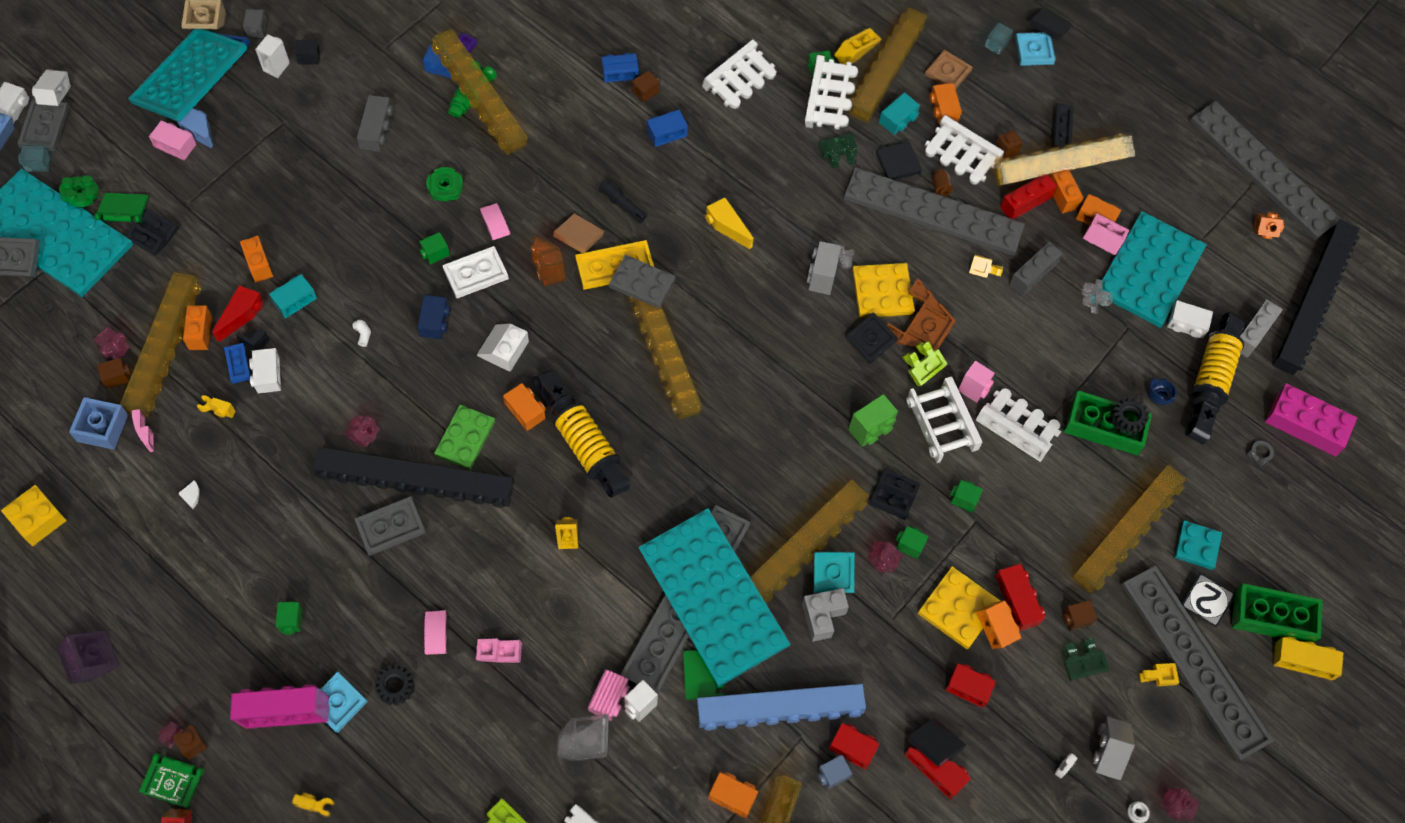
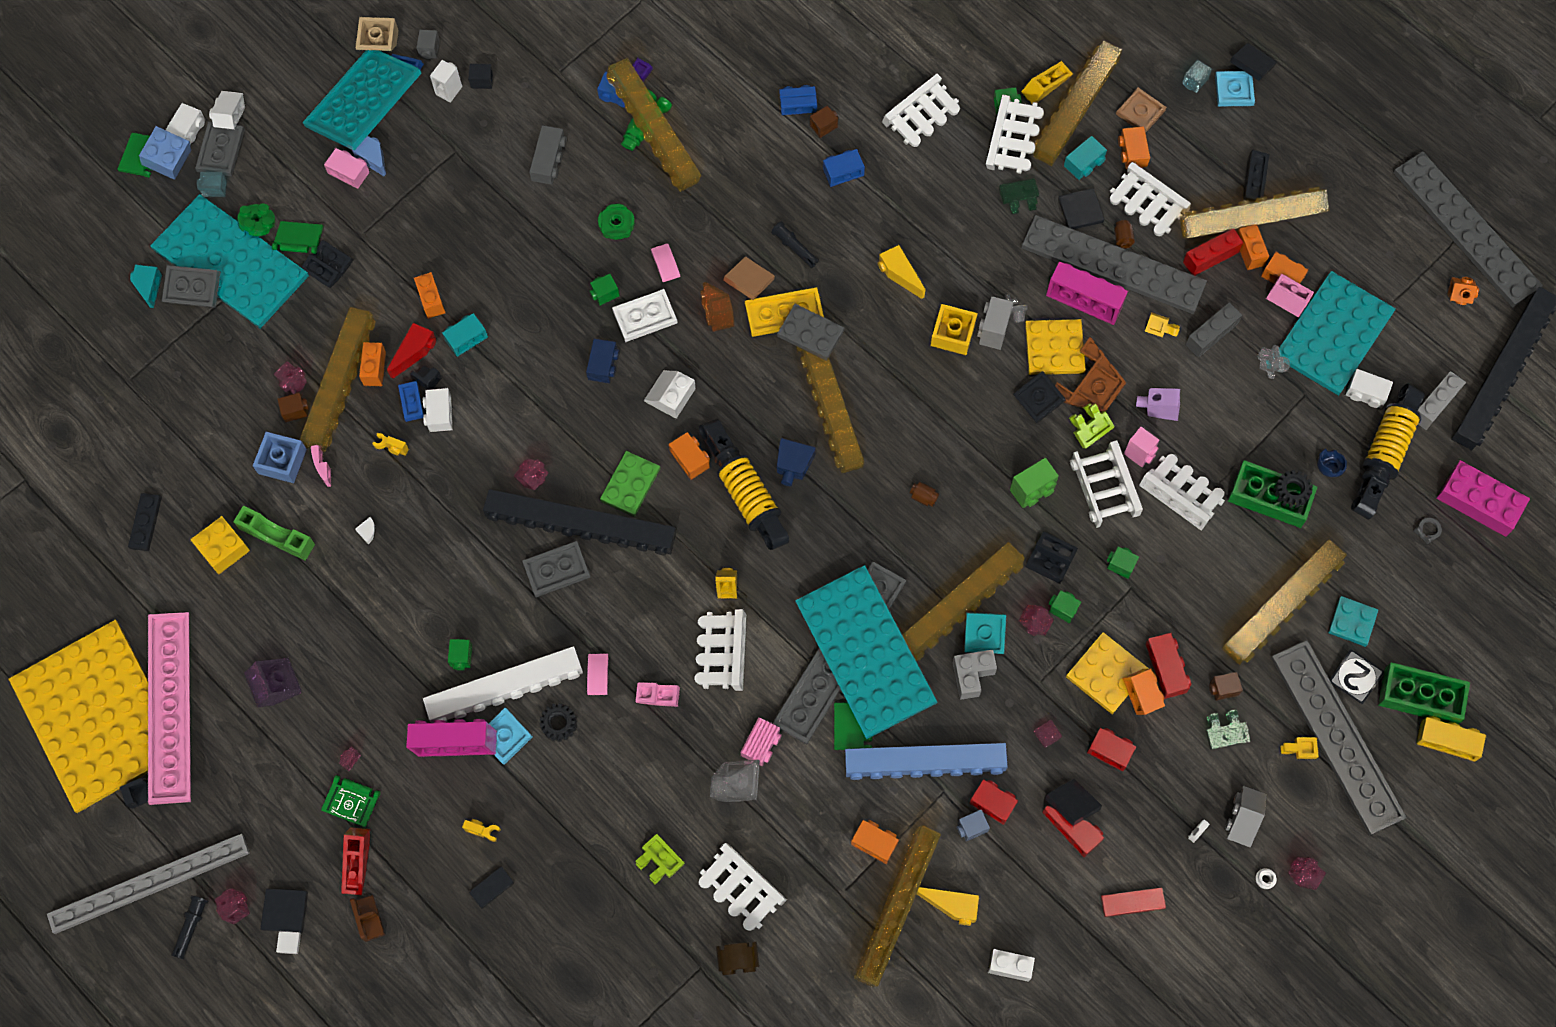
camera: 10 degrees right, 5 degrees up
(78, 496) = (267, 531): none -> bright green arch
(190, 742) = (368, 766): reddish brown brick -> none
(335, 649) = (503, 685): none -> white brick
(364, 331) = (534, 373): white arm -> none
(579, 610) = (724, 659): none -> white fence
(630, 408) = (794, 460): none -> dark blue torso
(640, 701) = (790, 749): white brick -> none
(763, 436) = (924, 494): none -> reddish brown brick
(783, 275) = (954, 329): none -> yellow brick
(904, 672) = (1048, 734): none -> clear pink plate
(911, 237) = (1086, 292): none -> dark pink brick
(992, 339) = (1161, 403): none -> lavender torso
(1009, 143) = (1197, 194): reddish brown brick -> none

